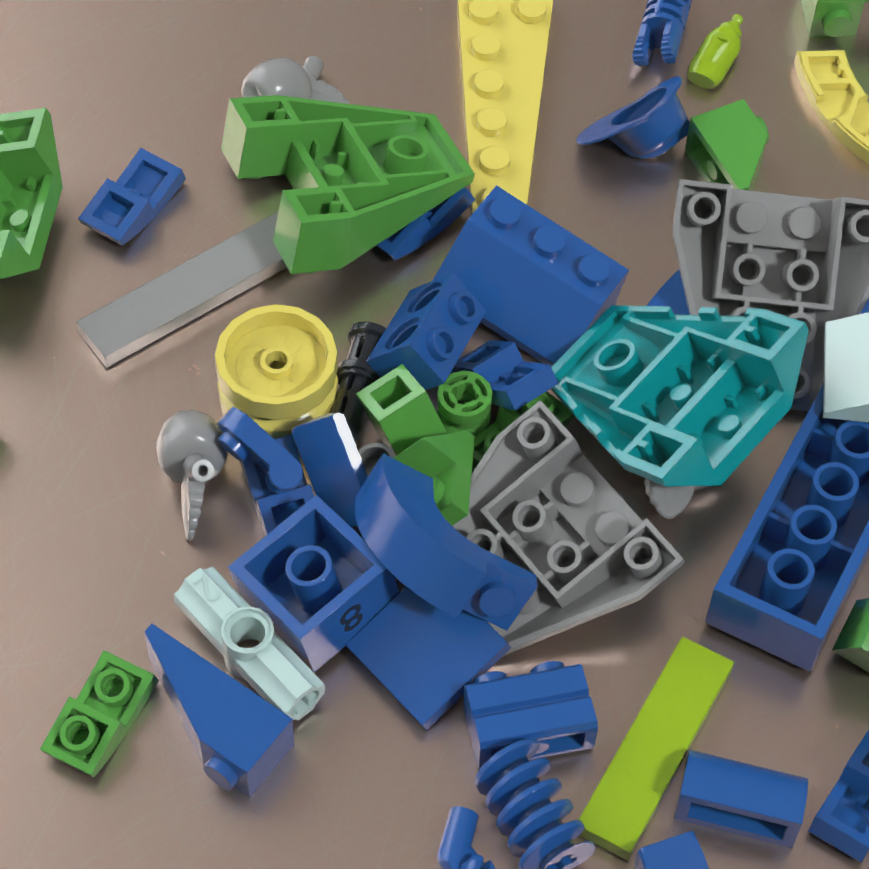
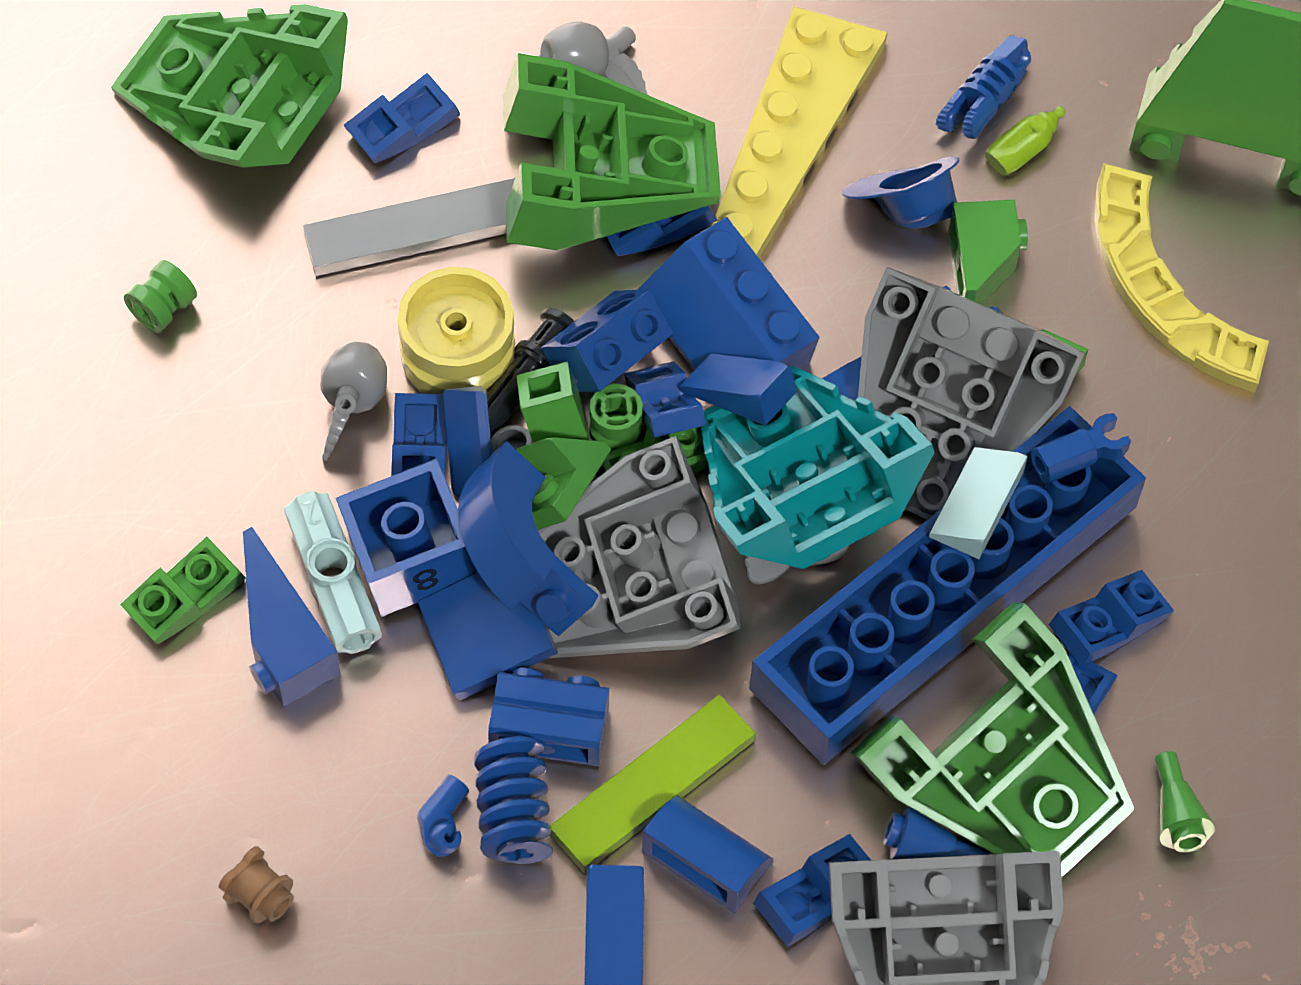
camera: 20 degrees right, 5 degrees up
(247, 439) = (398, 386): blue plate -> none
(578, 335) = (742, 385): none -> blue slope

